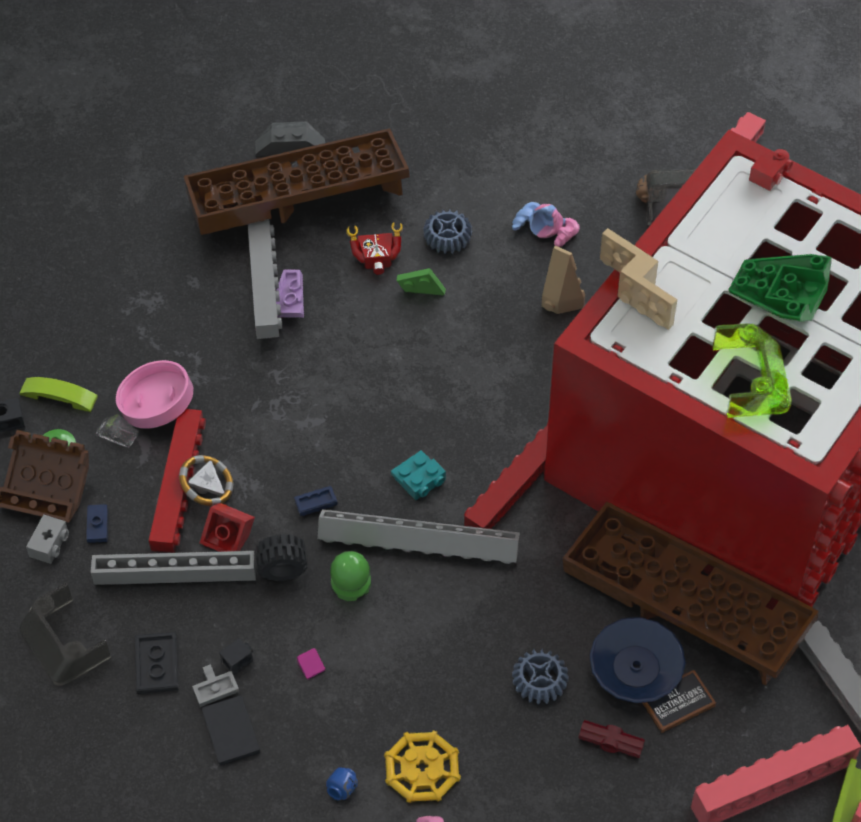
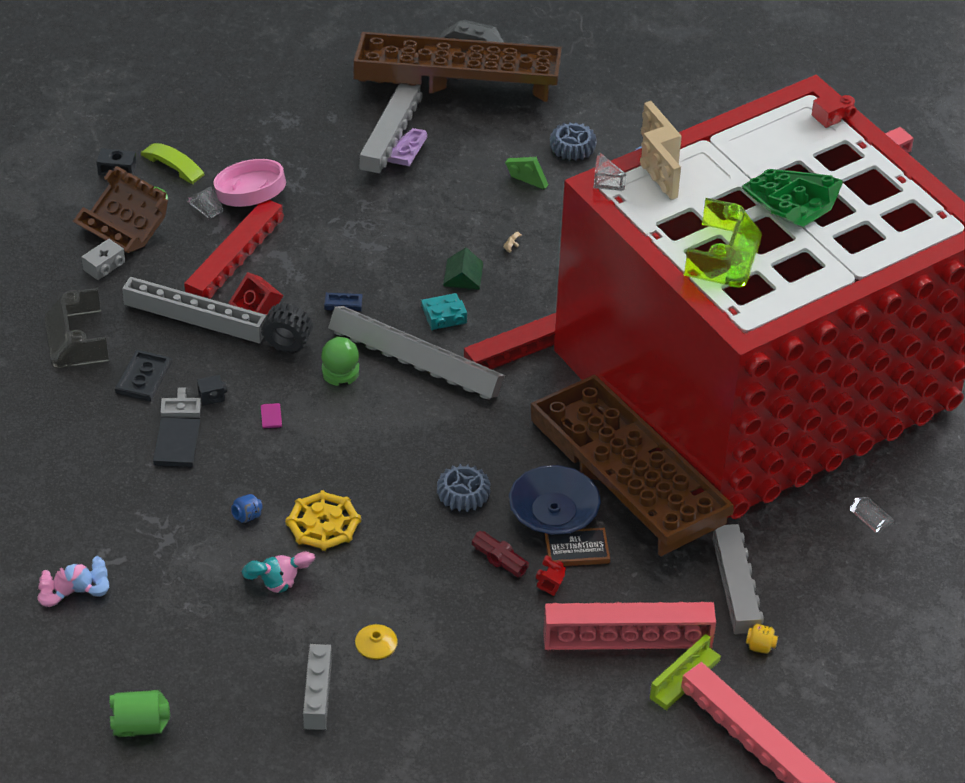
camera: 20 degrees right, 10 degrees down
(97, 523) = (151, 262): dark blue plate -> none
(206, 480) = (257, 256): light grey piece -> none
(377, 249) = (501, 136): red torso -> none
(414, 421) = (463, 270): none -> dark green slope
(443, 373) = (510, 241): none -> tan piece
(597, 325) = (608, 175): none -> clear slope
(675, 746) = (551, 579): none -> red piece

